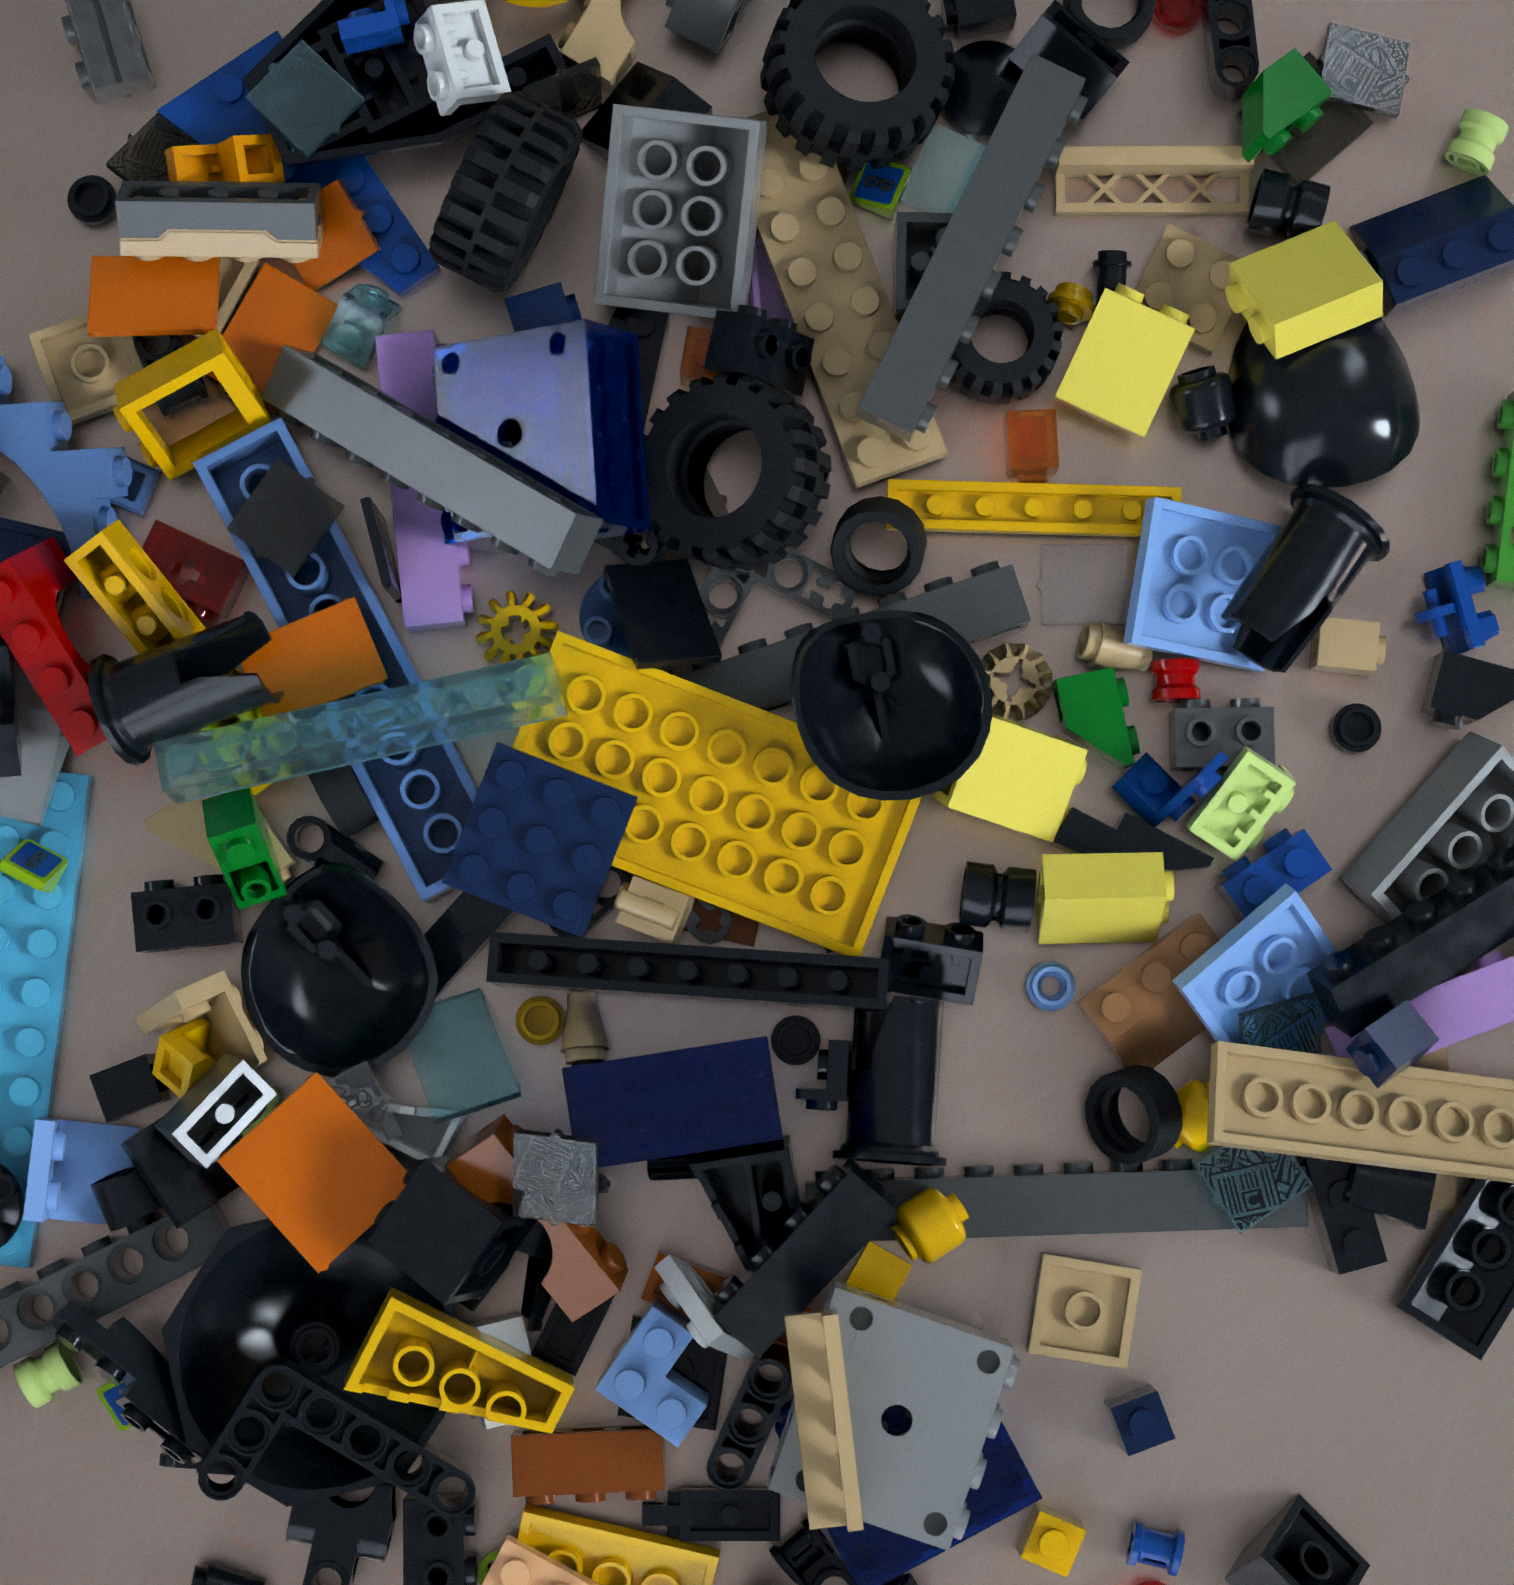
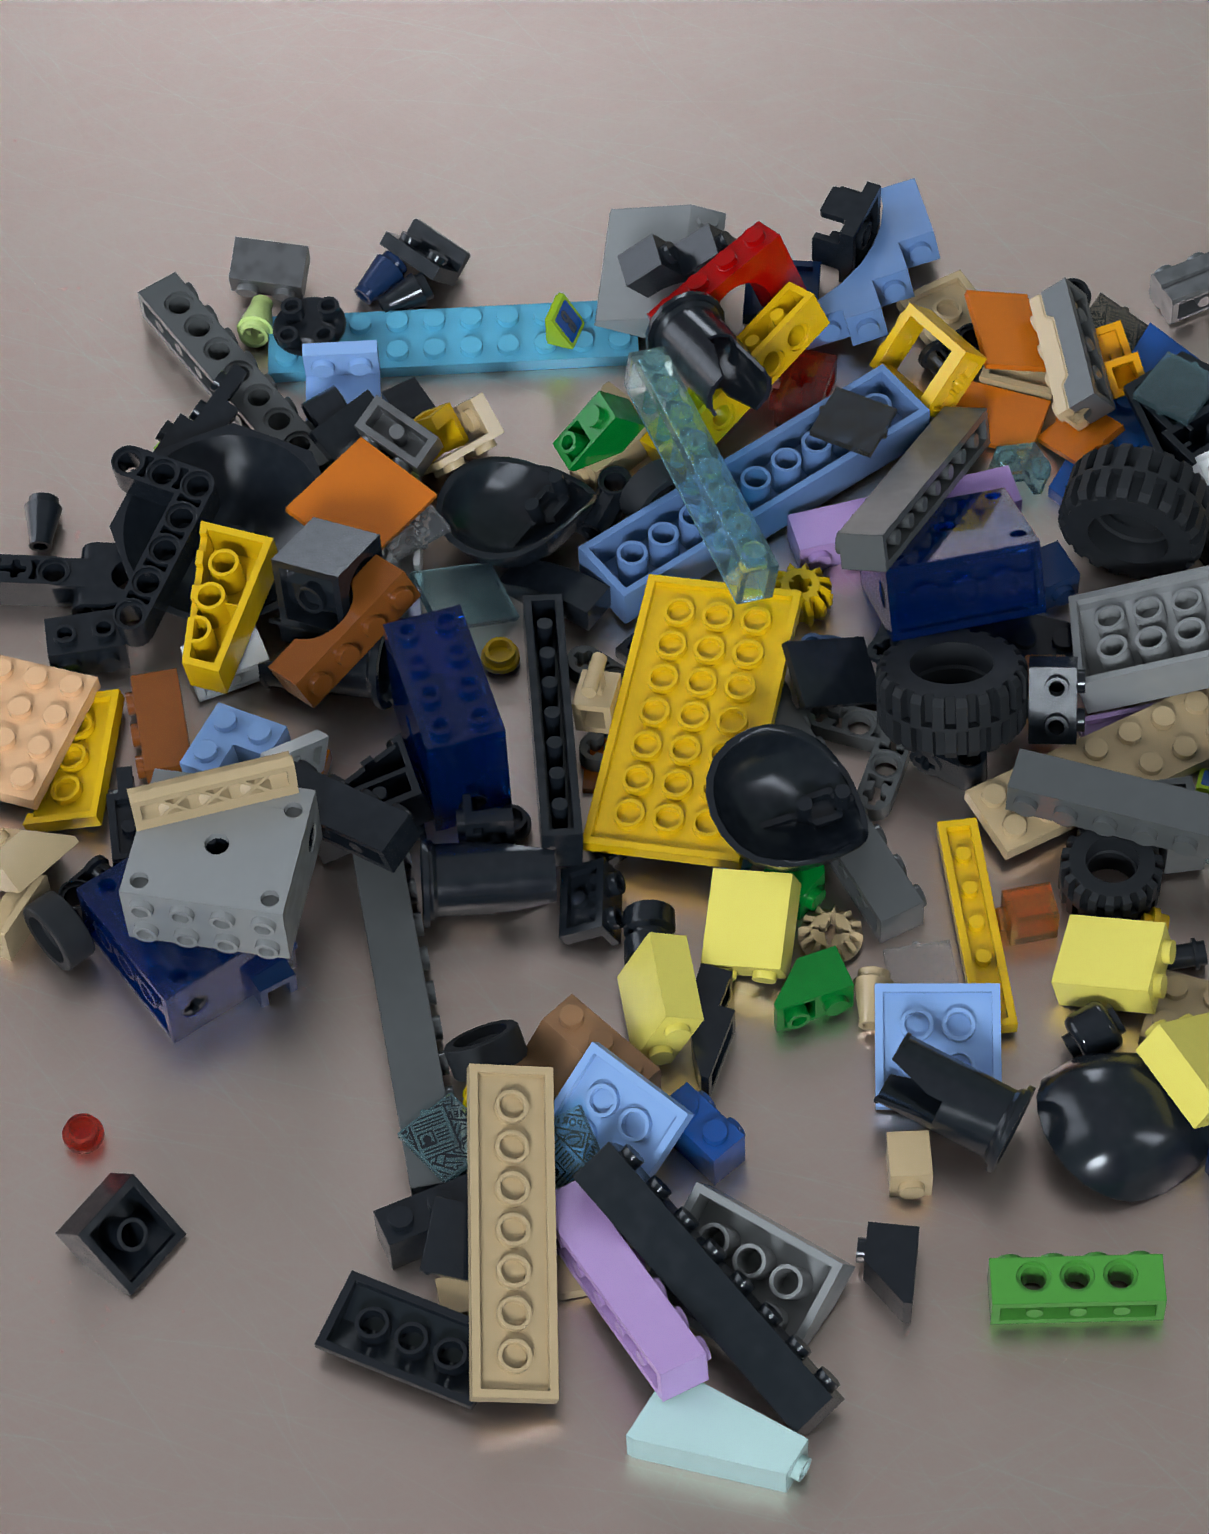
camera: 85 degrees right, 30 degrees down
(47, 1374) = (187, 390): yellowish green wheel -> none
(140, 490) = (860, 355): medium blue tile -> none
(185, 916) = (539, 421): black brick -> none
(318, 659) = (752, 452): orange piece -> none
(382, 548) = (843, 477): black piece -> none
(539, 839) = (638, 608): dark blue plate -> none
(556, 1177) = (376, 612): clear smoke piece -> none
(565, 1342) = (273, 705): black plate -> none
(583, 1032) = (506, 680): tan cone -> none
(871, 580) = (904, 798): black tyre -> none
(878, 1271) = (331, 907): yellow tile -> none
(930, 1225) = (374, 904): yellow head -> none
(1051, 1539) = (131, 1046): yellow brick -> none
(1066, 986) = (589, 984): light blue plate -> none
(1084, 1310) = (320, 1050): tan plate -> none
(1139, 1420) = (235, 1096): dark blue brick -> none
(1155, 1548) = (130, 1126): blue bush -> none
(1157, 794) = (761, 1041): blue bracket -> none
(1175, 680) = (854, 1043): red wheel -> none
(1202, 732) = (813, 1083): flat silver brick -> none
(1242, 804) = (758, 1092): yellowish green bracket -> none
(1356, 728) = (842, 1187): black plate -> none
(1392, 1044) = (570, 1200): dark blue brick -> none
(1453, 609) = (943, 1254): blue hips -> none

